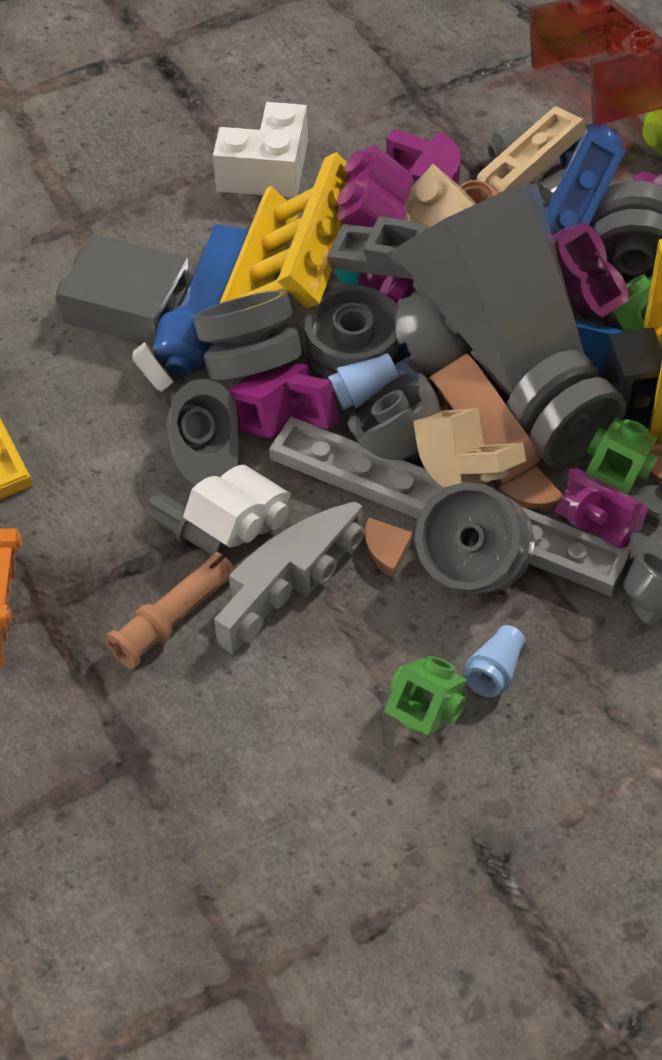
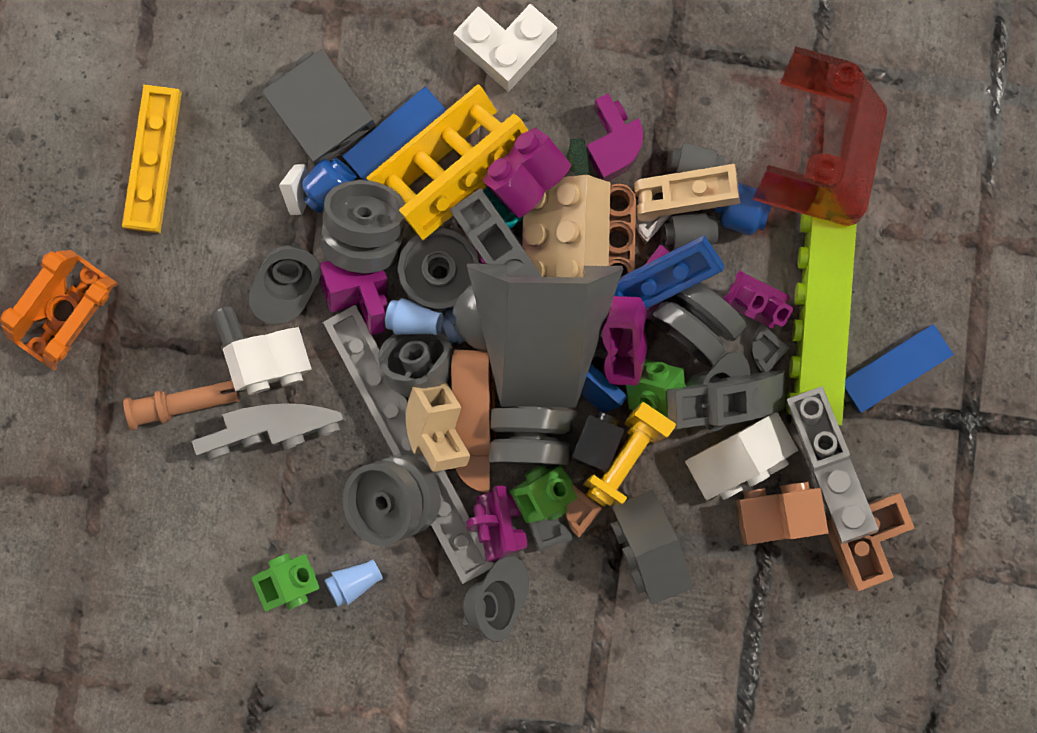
camera: 30 degrees right, 30 degrees up
(386, 545) = (350, 446): nougat tile -> none

